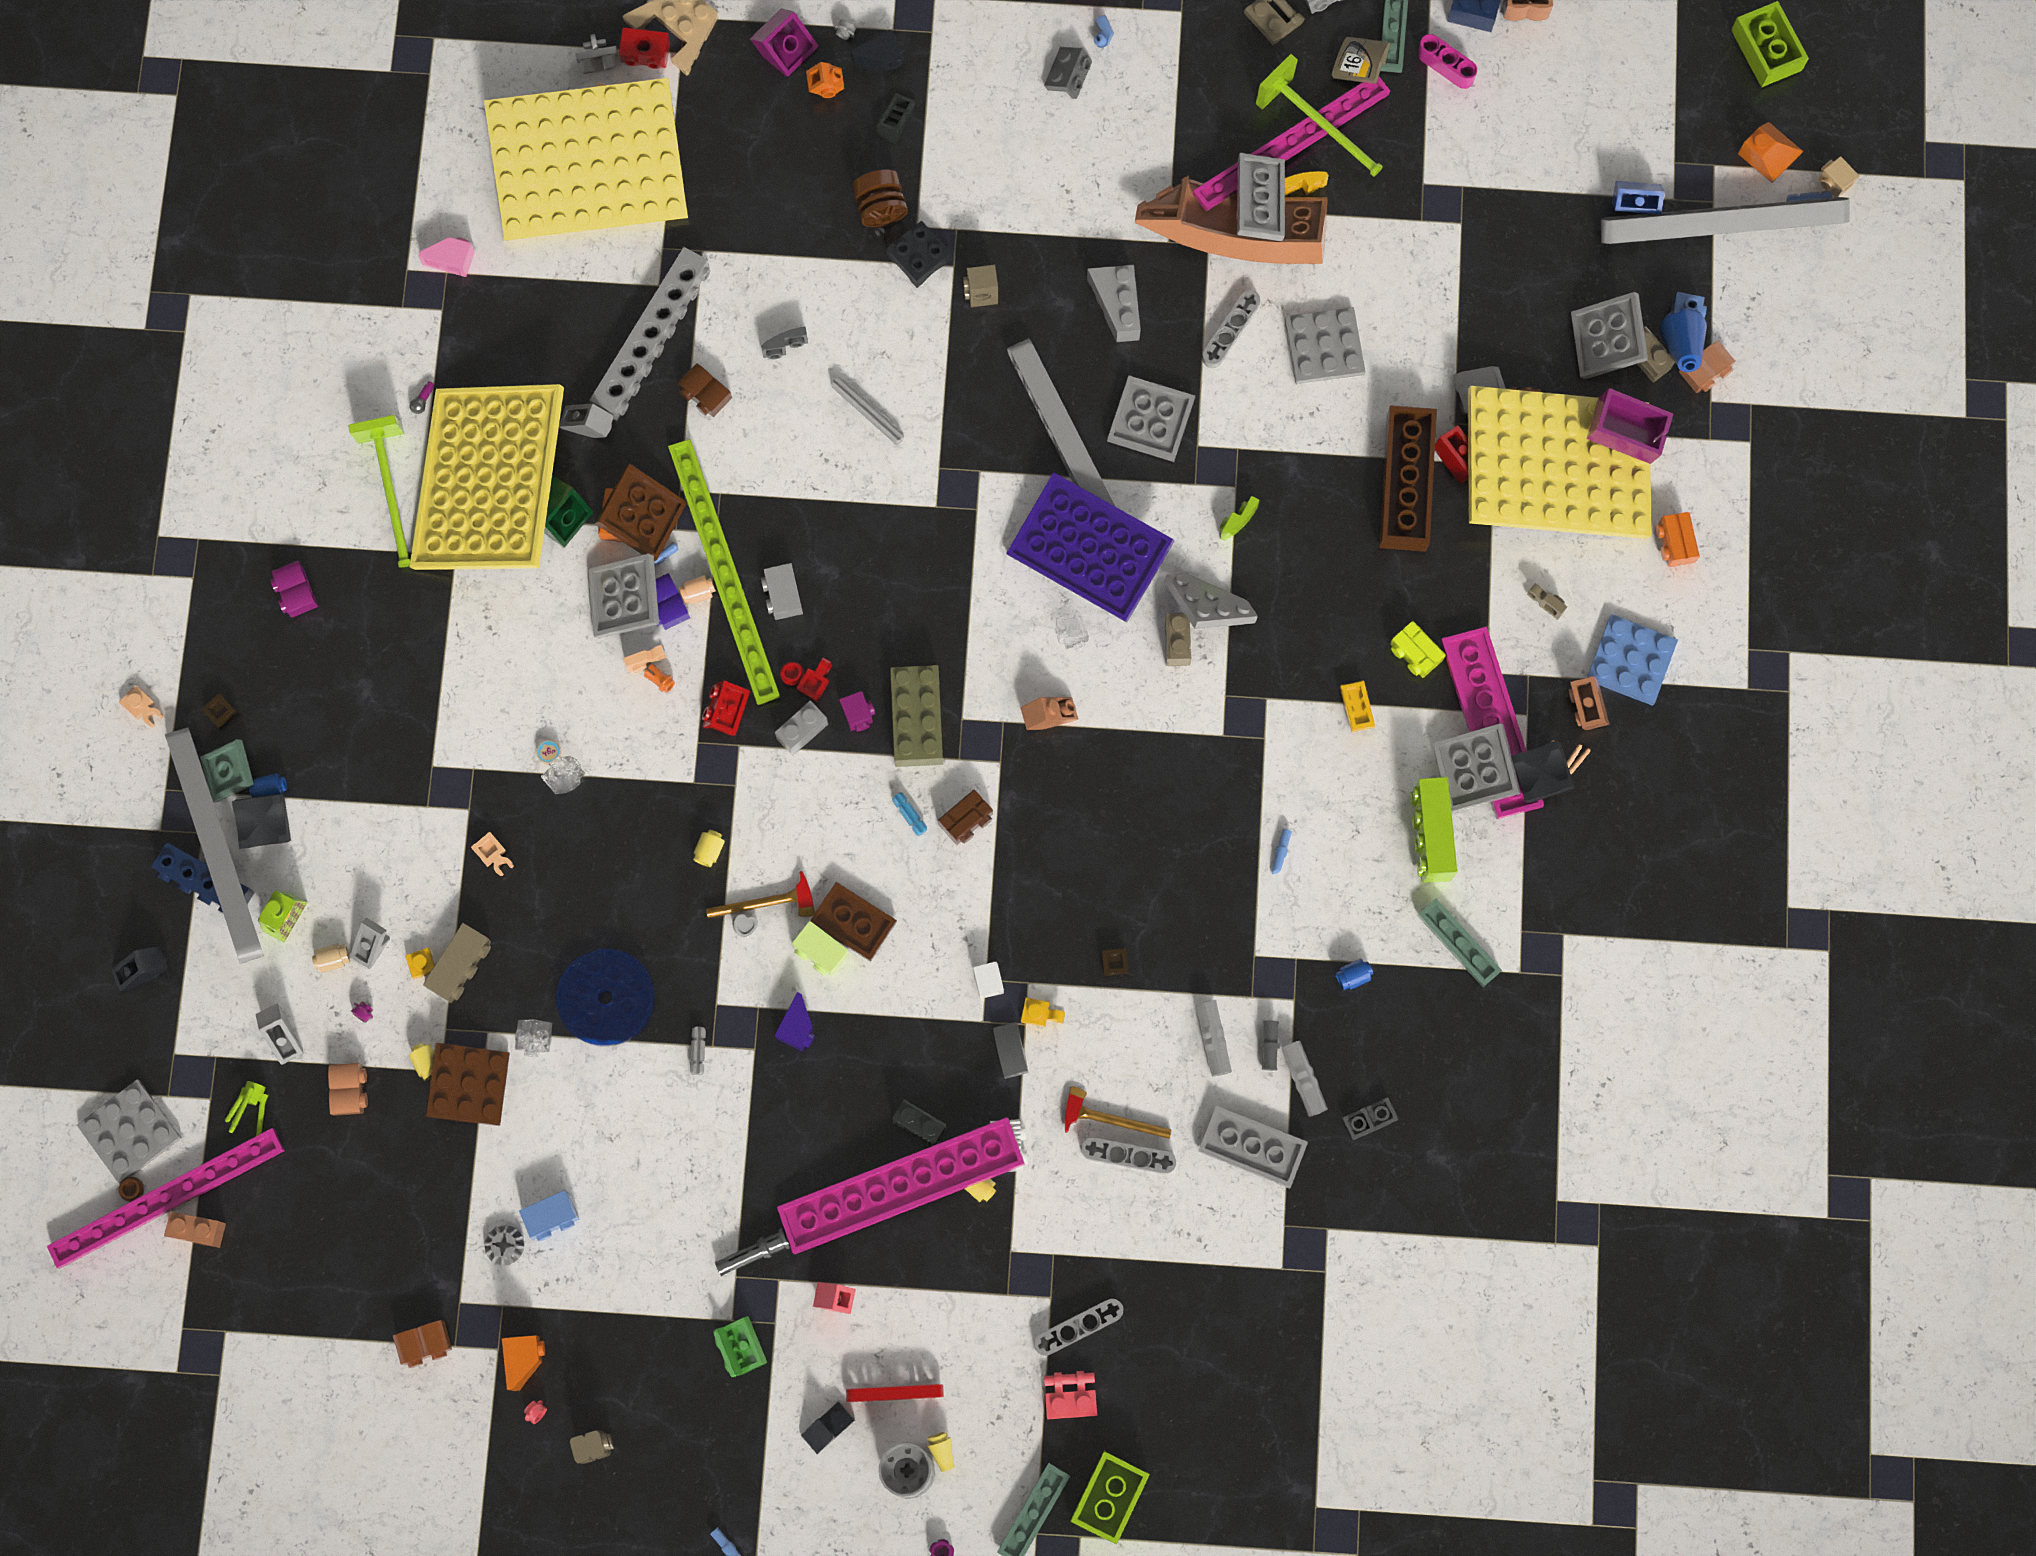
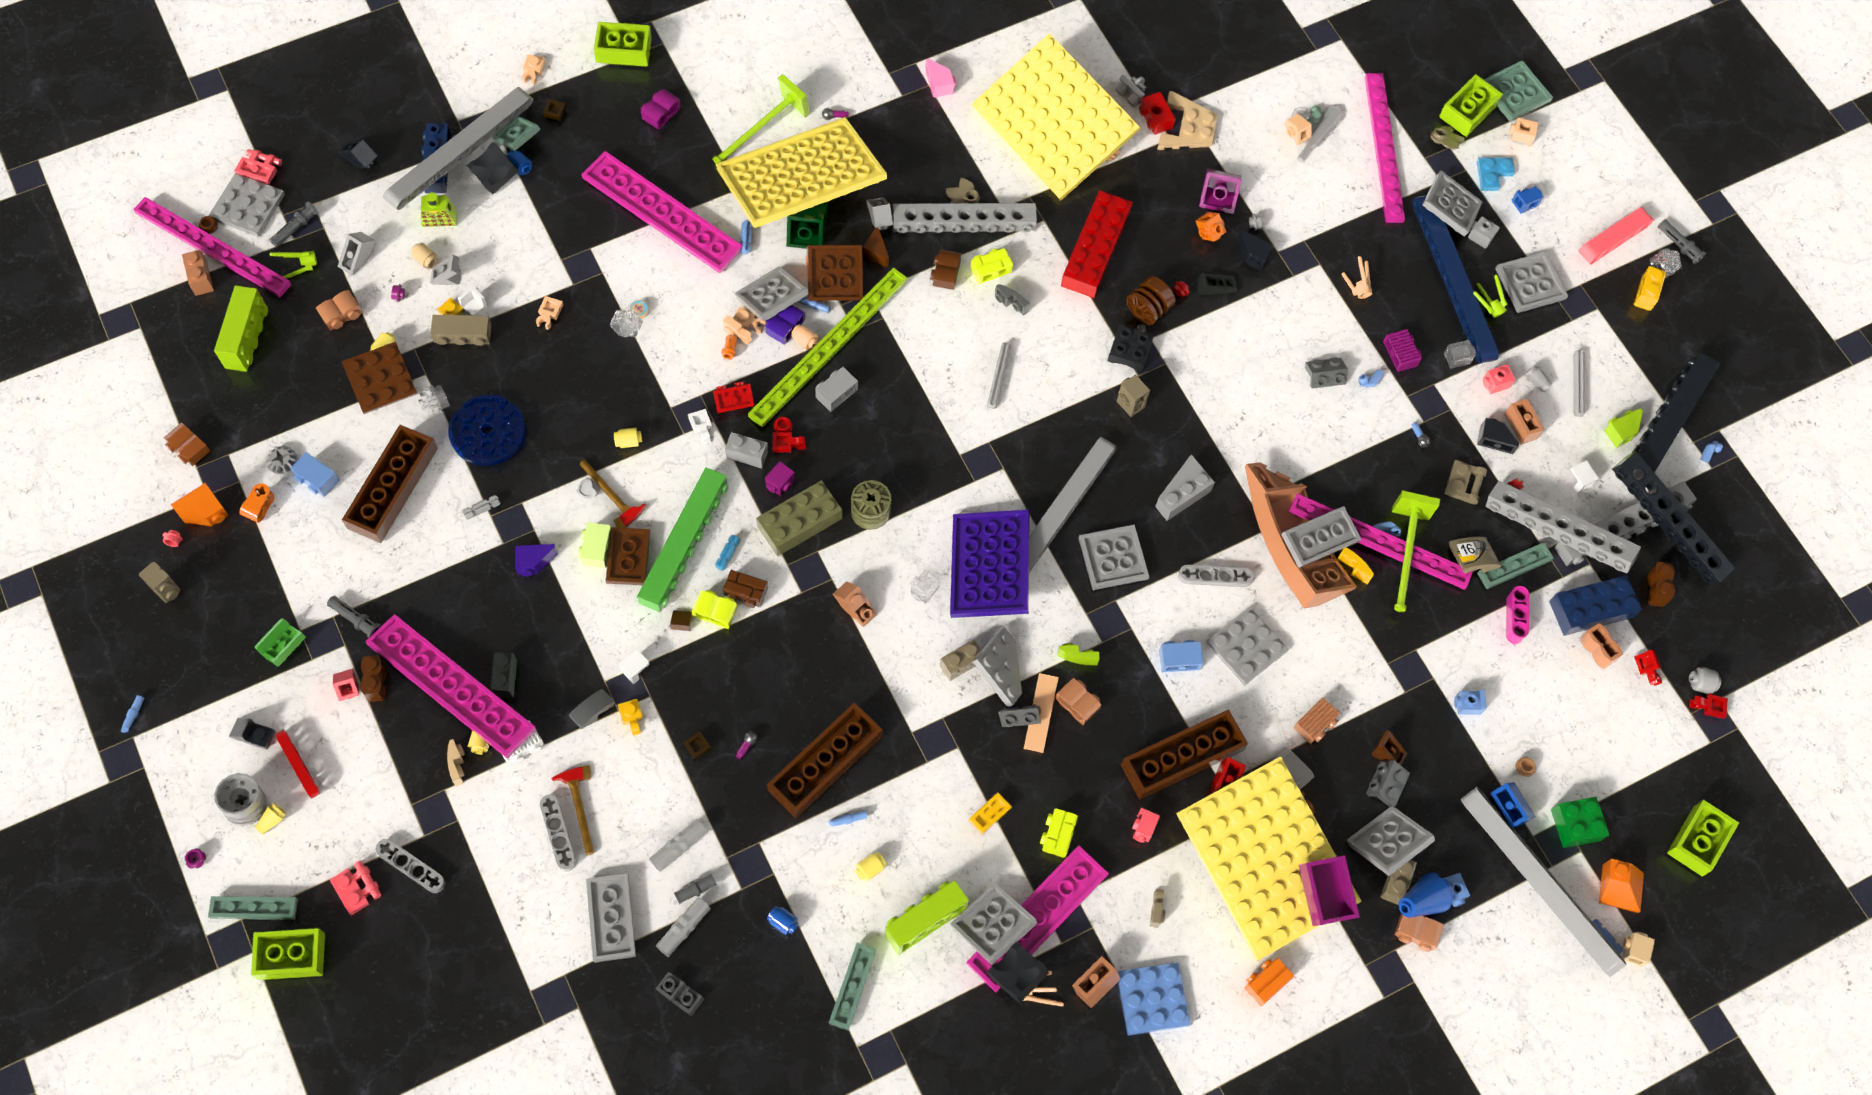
camera: 55 degrees right, 10 degrees down
(86, 1099) = (257, 170): none -> coral plate
(178, 584) = (622, 44): none -> lime brick
(190, 1077) = (299, 219): none -> dark grey pin
(307, 1211) = (241, 328): none -> lime brick
(430, 932) = (472, 302): none -> white panel
(435, 660) = (662, 212): none -> dark pink plate
(526, 585) = (746, 234): none -> medium blue axle
(551, 1299) = (257, 503): none -> orange piece
(613, 1135) = (390, 483): none -> reddish brown brick
(614, 318) = (960, 194): none -> dark tan plate
(632, 450) = (875, 249): none -> reddish brown slope
(633, 641) = (748, 319): none -> light nougat plate
(729, 340) = (991, 265): none -> neon yellow brick
(736, 759) = (700, 423): none -> white plate
(771, 212) = (1096, 244): none -> red brick
(848, 1267) = (373, 679): none -> reddish brown brick
(868, 853) = (682, 540): none -> bright green brick
(880, 158) = (1181, 288): none -> red plate
(949, 645) = (871, 514): none -> olive wheel
(960, 904) = (681, 620): none -> reddish brown slope
(970, 861) = (714, 608): none -> neon yellow brick
(982, 1220) = (454, 759): none -> tan slope
(1137, 903) = (749, 739): none -> piece
(1204, 25) = (1423, 440): none -> piece
(1209, 839) = (824, 760): none -> reddish brown brick
(1267, 625) = (1018, 717): none -> dark grey hinge
(1278, 593) = (1044, 698): none -> light nougat tile
(1280, 124) = (1389, 528): none -> medium blue arm
(1289, 548) = (1078, 701): none -> nougat brick
(1300, 418) = (1180, 656): none -> medium blue brick
(1346, 856) = (870, 866): none -> light yellow brick
(1445, 327) = (1317, 720): none -> nougat brick
(1457, 561) = (1145, 825): none -> coral brick
(1514, 160) = (1464, 707): none -> medium blue brick
(1514, 278) = (1389, 749): none -> reddish brown slope
(1545, 300) = (1388, 782): none -> dark grey bracket
(1604, 160) = (1525, 767): none -> medium nougat plate
(1689, 146) = (1579, 822): none -> green brick

